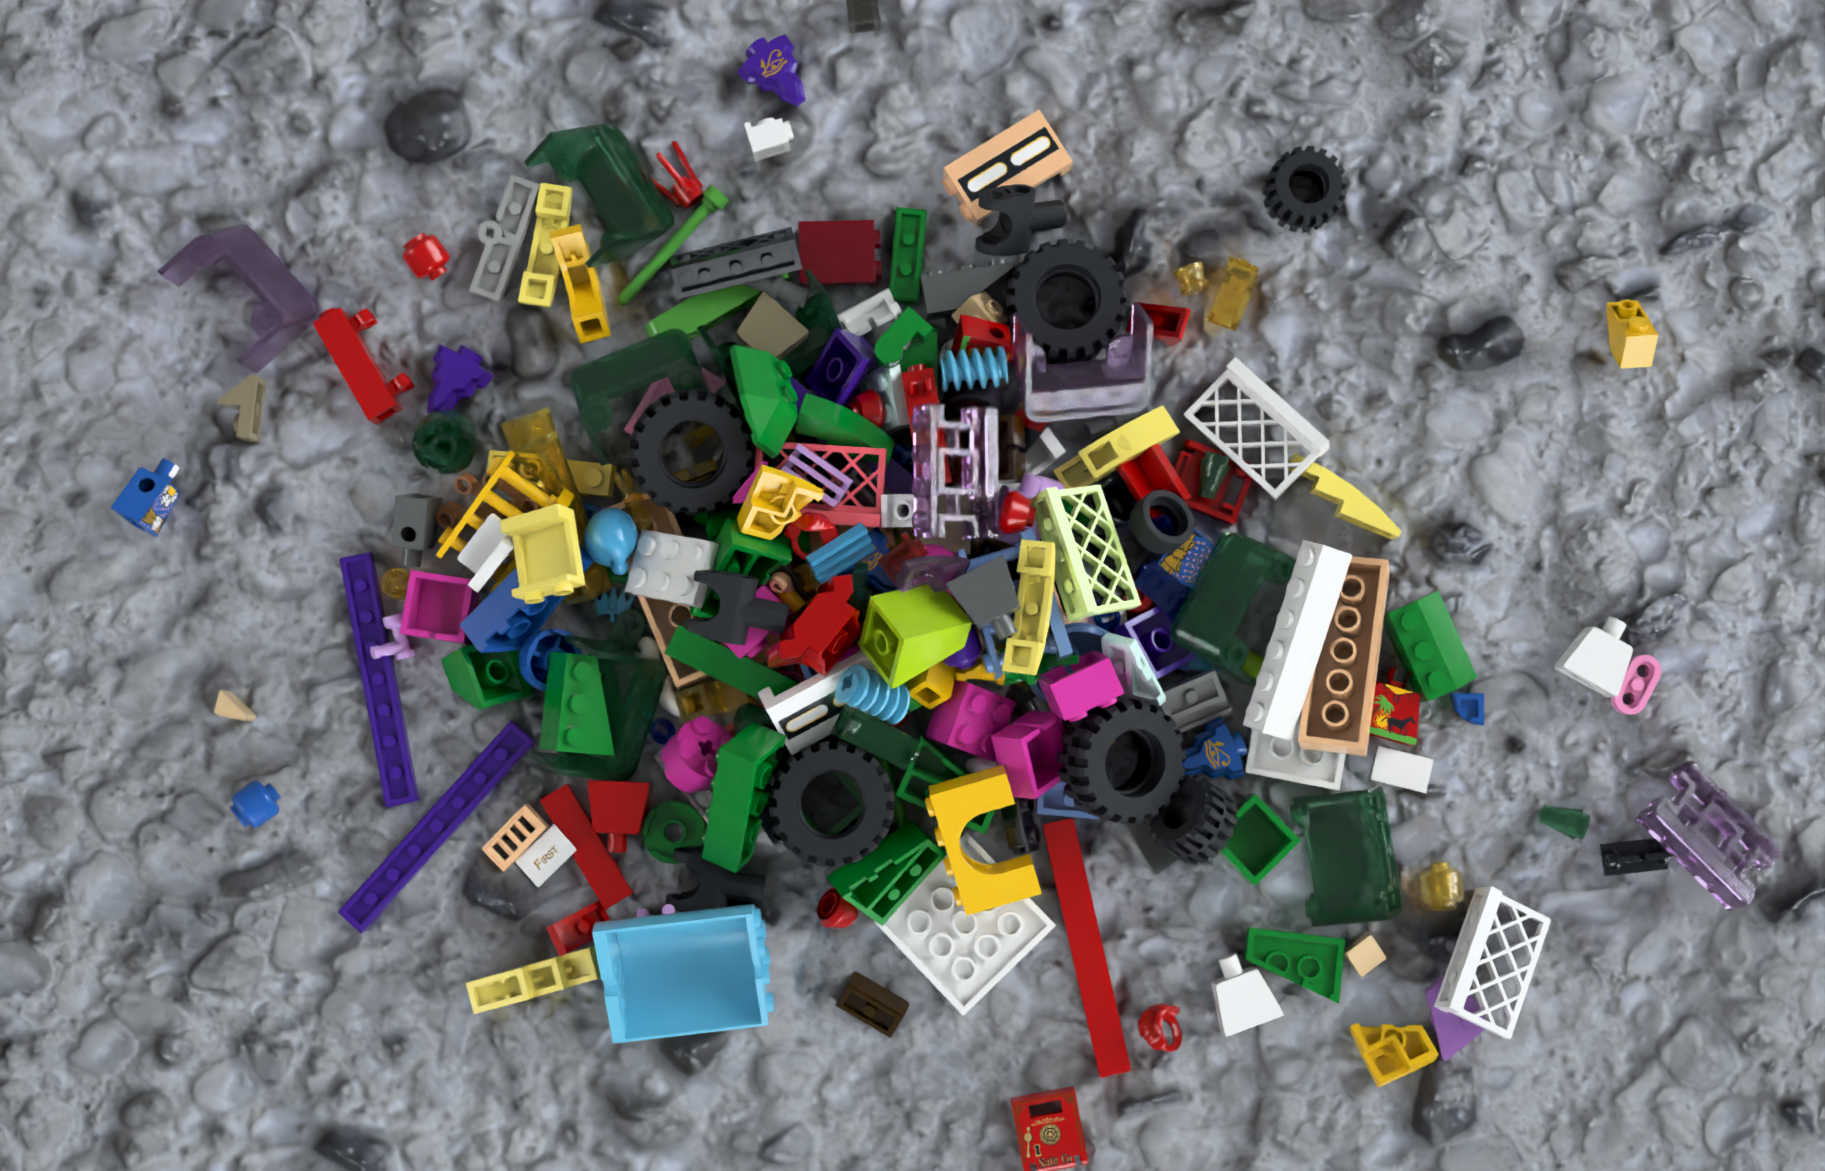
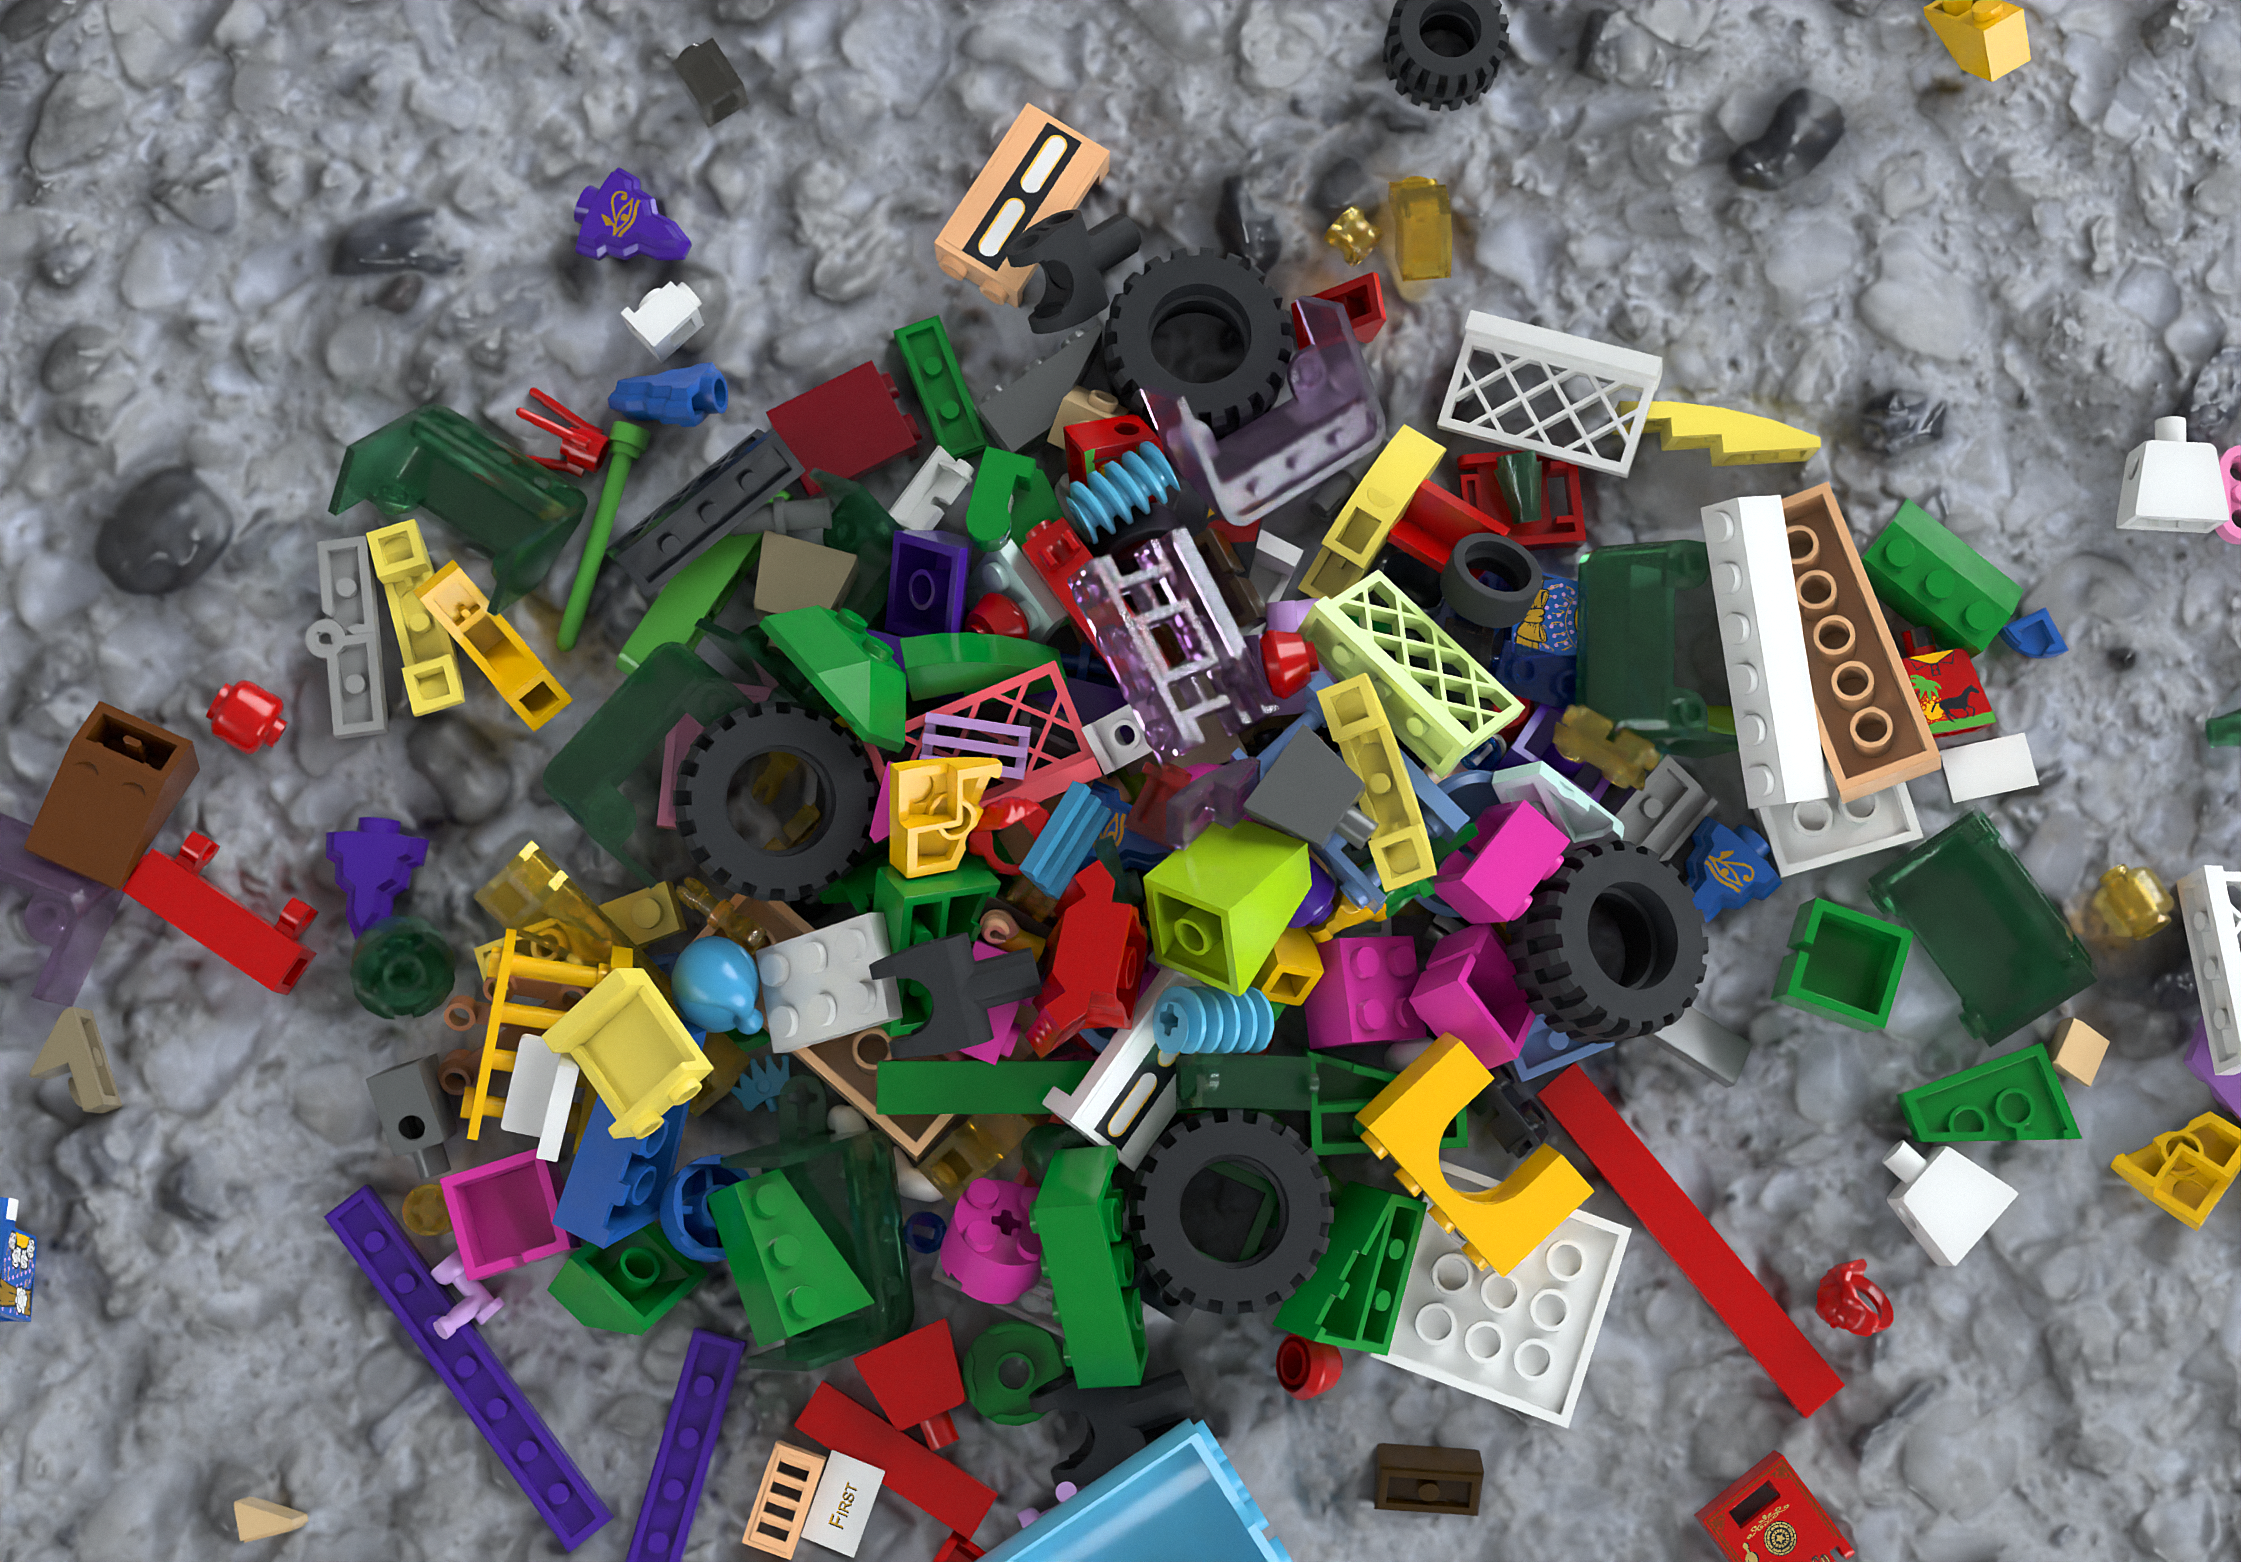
camera: 30 degrees left, 5 degrees down
(331, 266) = (111, 795): none -> reddish brown slope
(752, 186) = (672, 396): none -> blue rock
(1183, 663) = (1585, 741): none -> clear yellow hinge
(1195, 821) = (1755, 978): black tyre -> none

